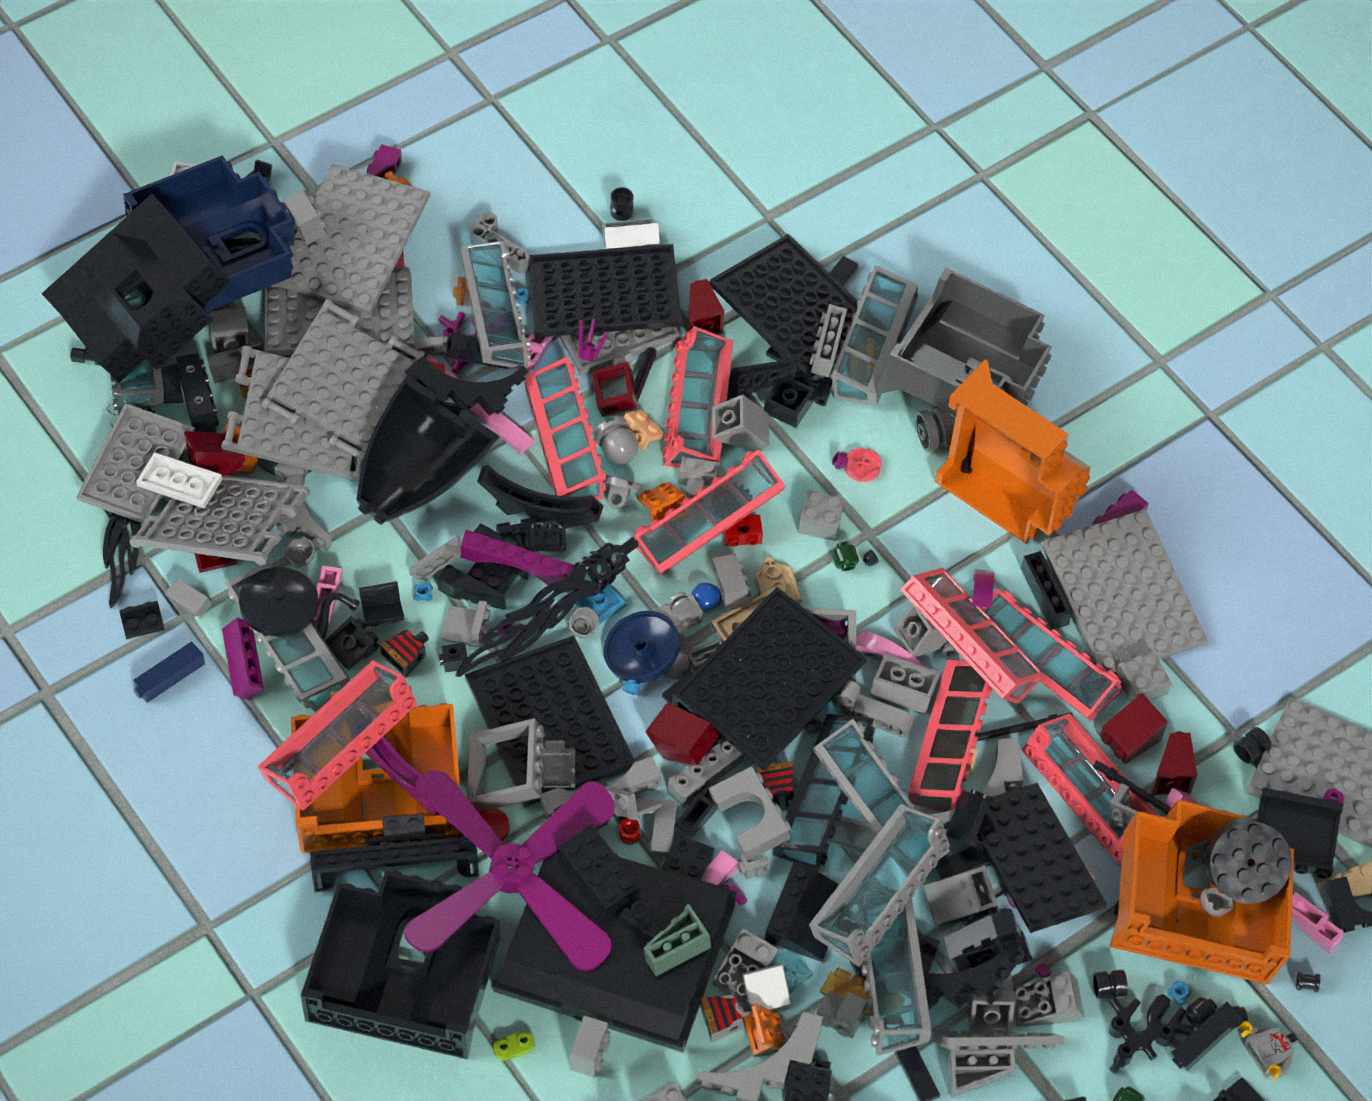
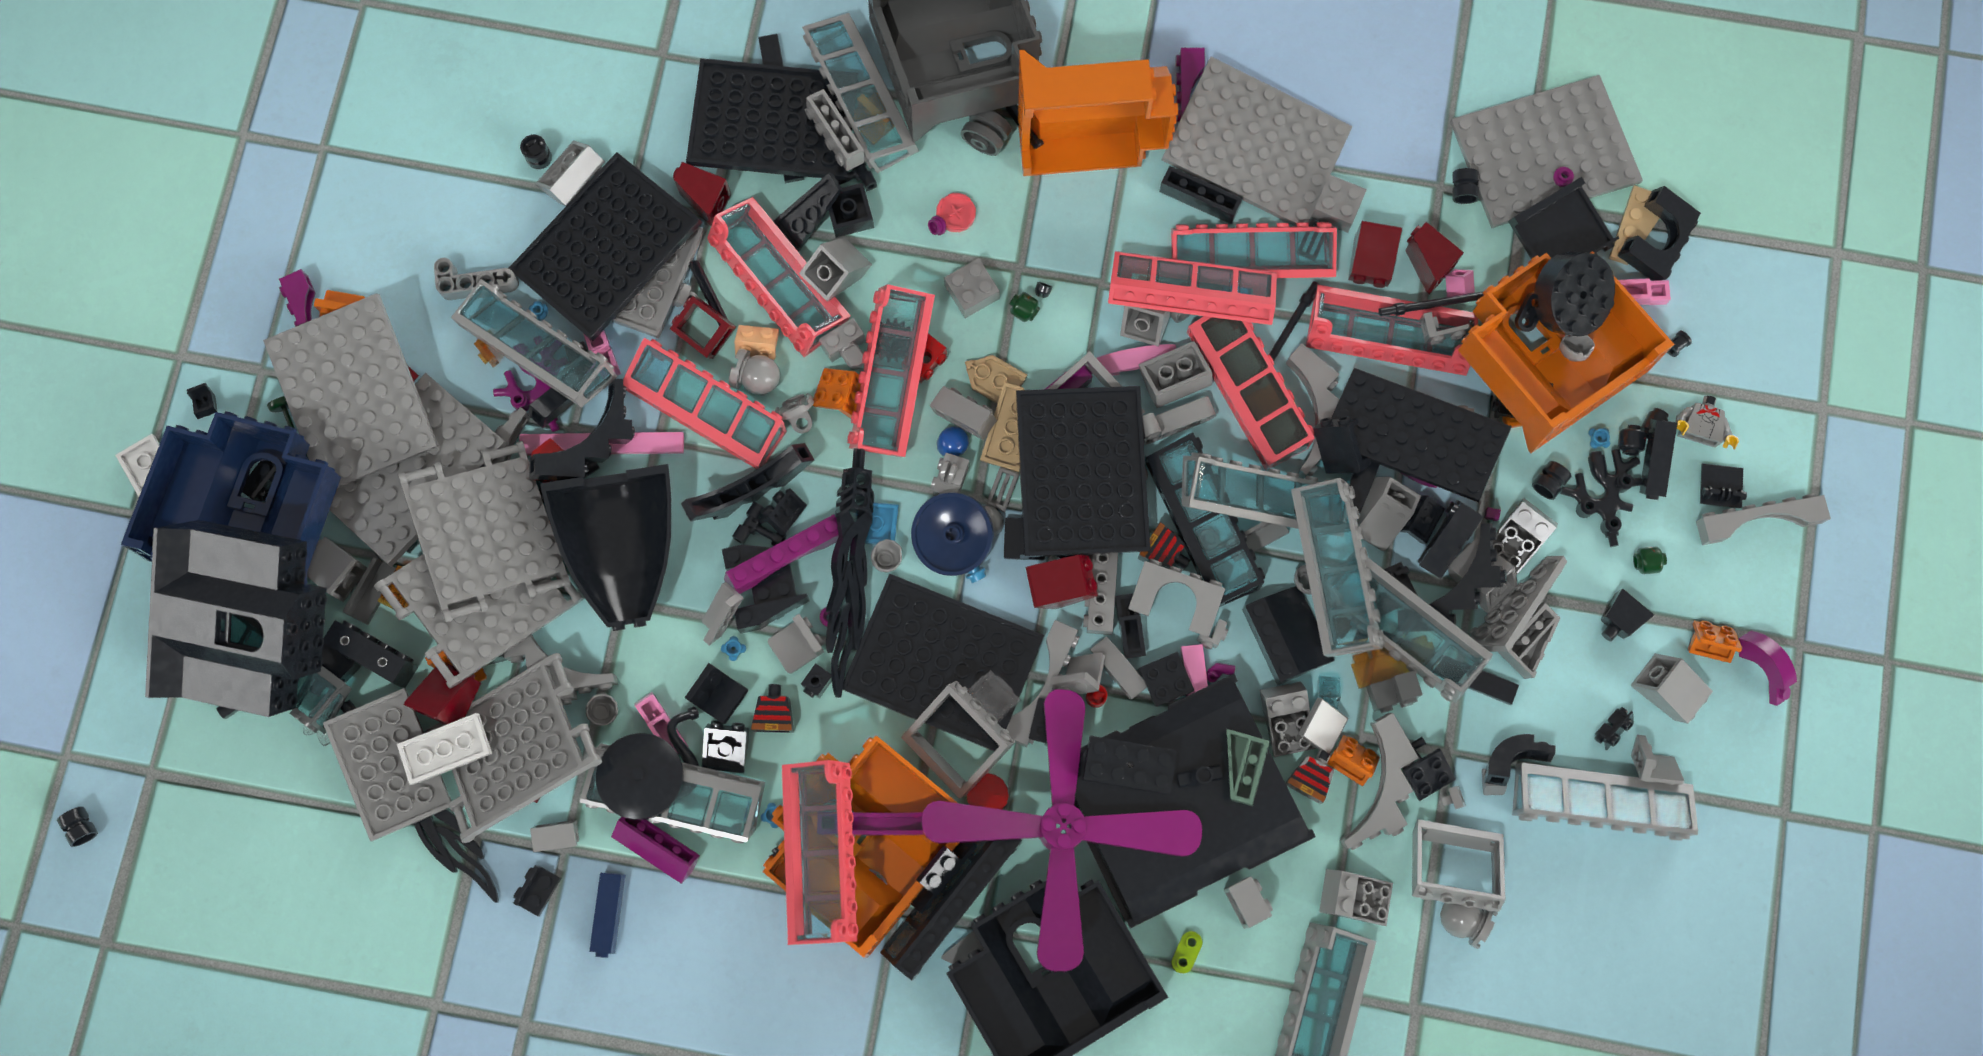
camera: 40 degrees left, 20 degrees up
(306, 216) = (296, 413): light grey brick -> none
(587, 351) = (648, 314): magenta plant -> none
(983, 588) = (1159, 237): magenta slope -> none

